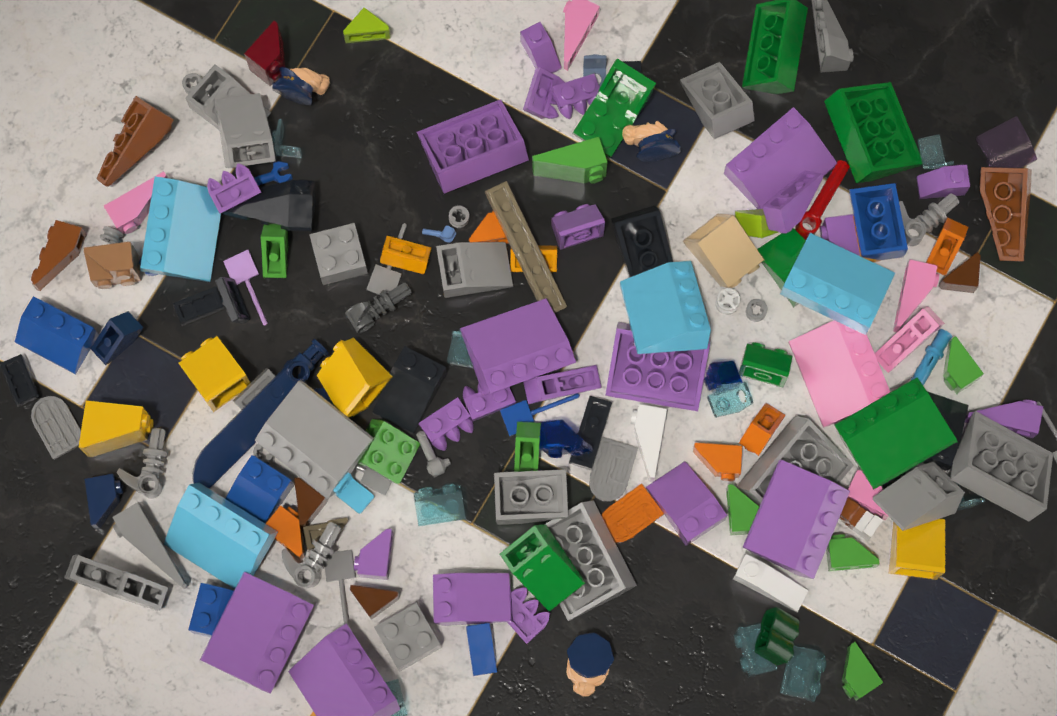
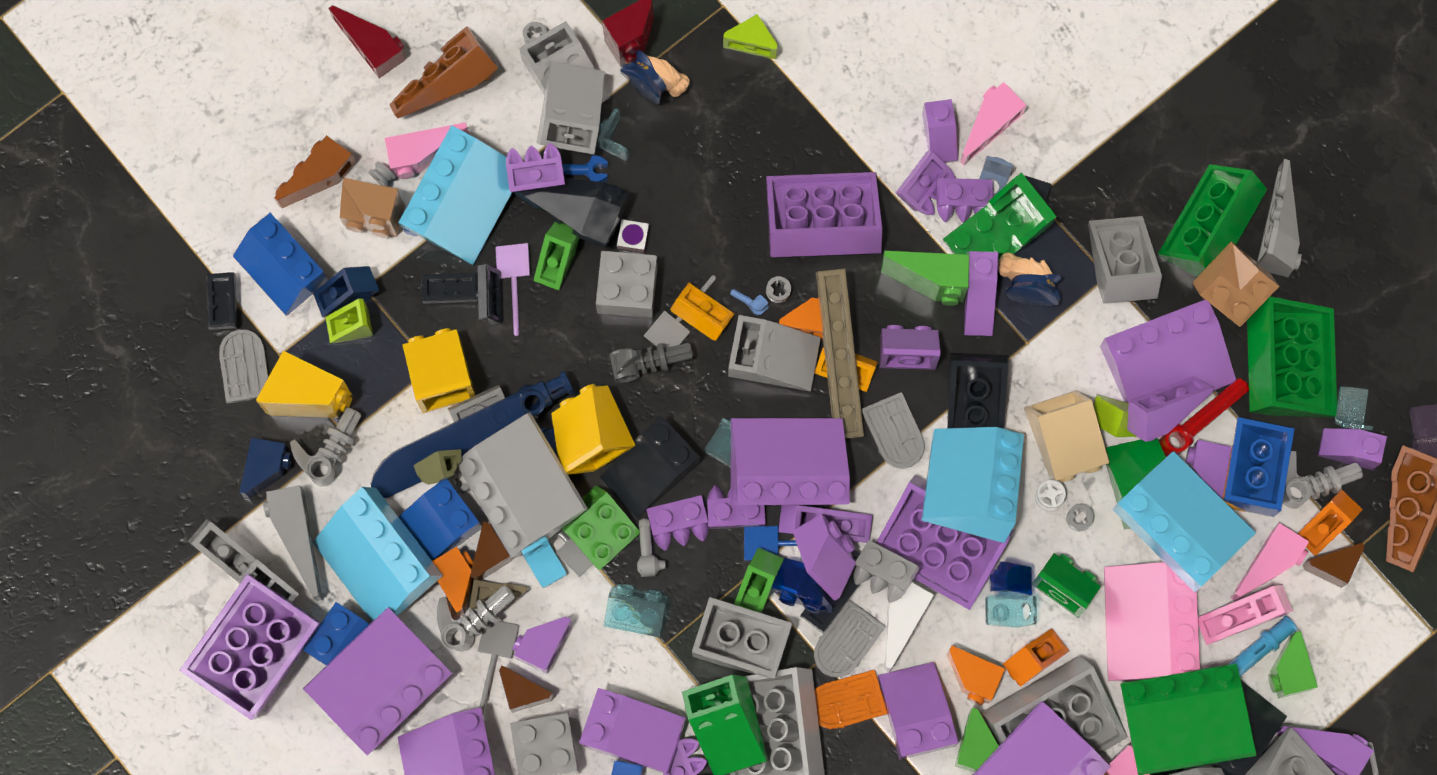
camera: 20 degrees right, 0 degrees up
(62, 133) = (371, 41): none -> dark red slope
(128, 361) = (349, 322): none -> lime slope
(145, 642) = (250, 647): none -> medium lavender slope
(242, 447) = (438, 466): none -> olive brick
(329, 214) = (632, 236): none -> tile
(572, 406) = (826, 554): none -> medium lavender slope
(589, 294) = (894, 431): none -> light grey window
(618, 164) = (981, 293): none -> medium lavender slope
(622, 402) = (885, 569): none -> light grey plate
(810, 88) = (1235, 284): none -> medium nougat slope

